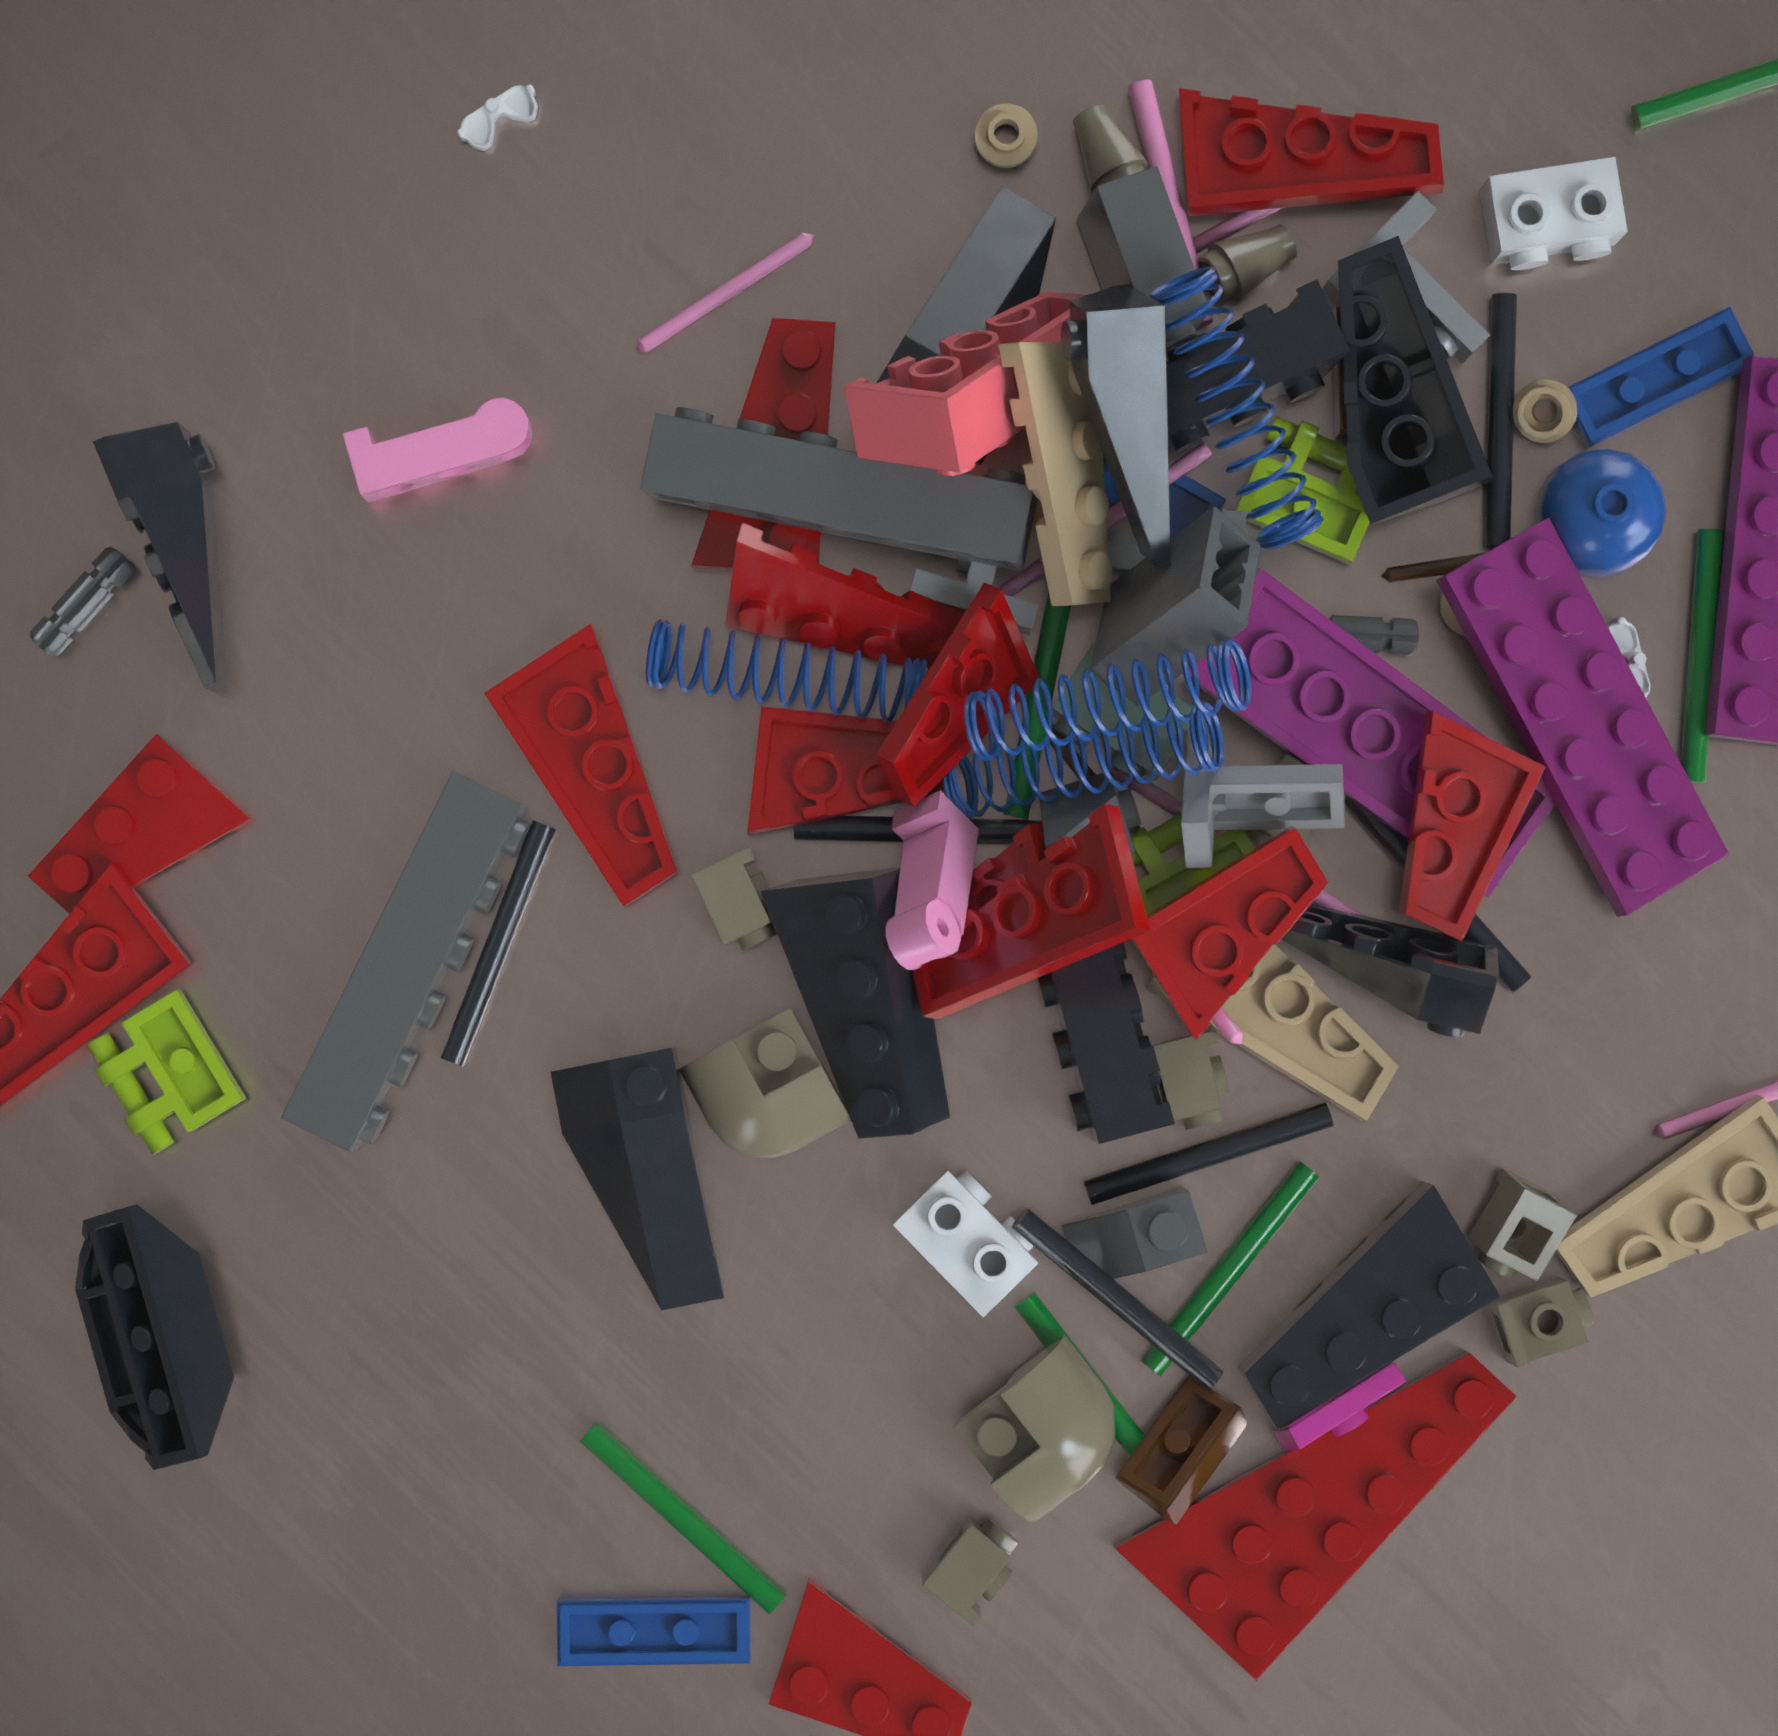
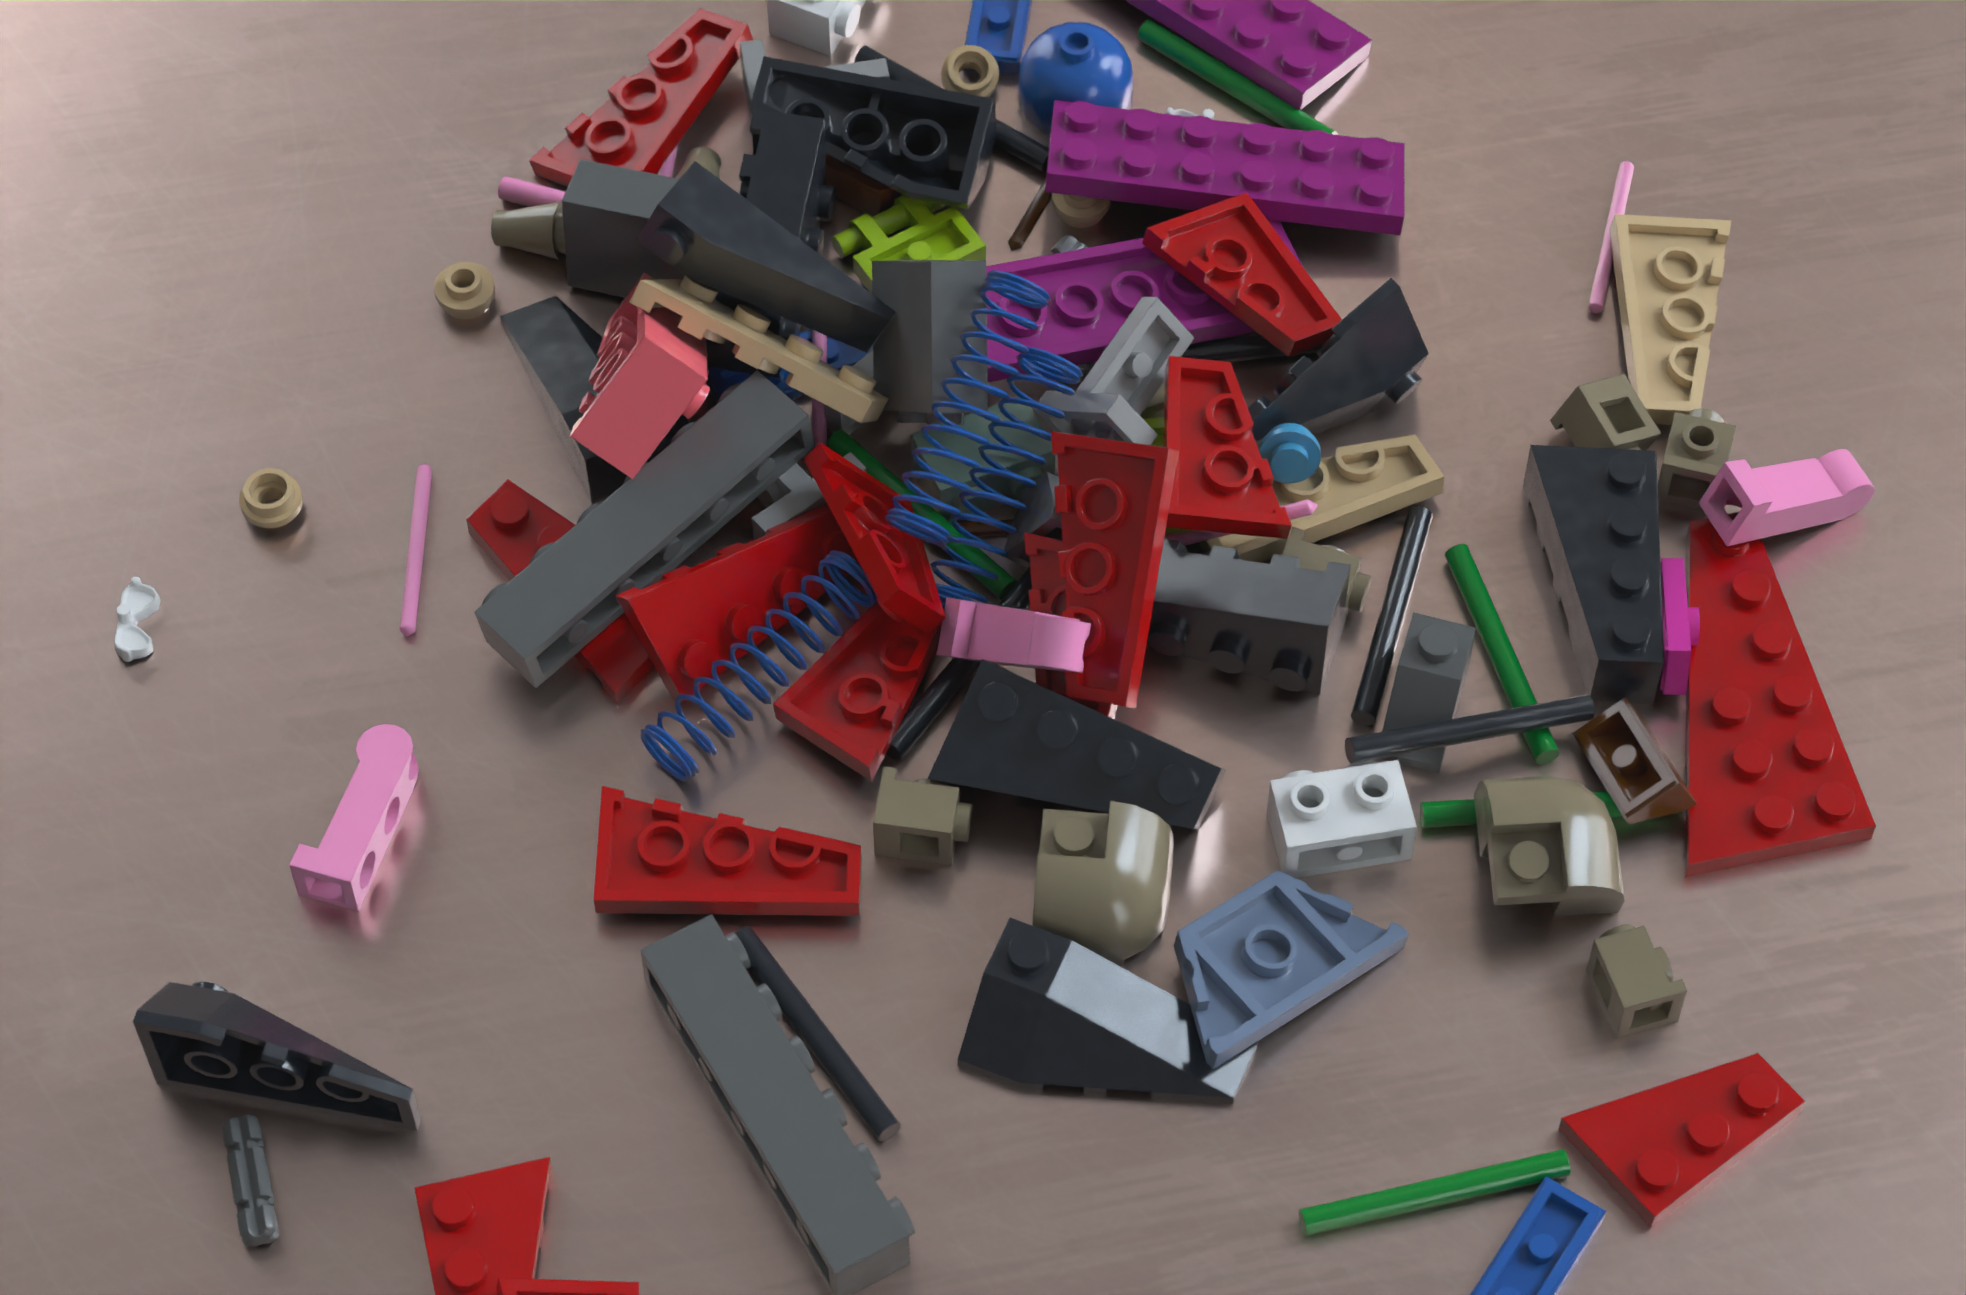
camera: 55 degrees left, 30 degrees down
(682, 118) = (266, 486): none -> tan plate
(795, 1268) = (1272, 959): none -> sand blue wing
(1284, 529) = (929, 236): blue piece -> none
(1291, 979) = (1291, 452): none -> dark azure plate
(1541, 1427) = (1785, 496): none -> bright pink leg

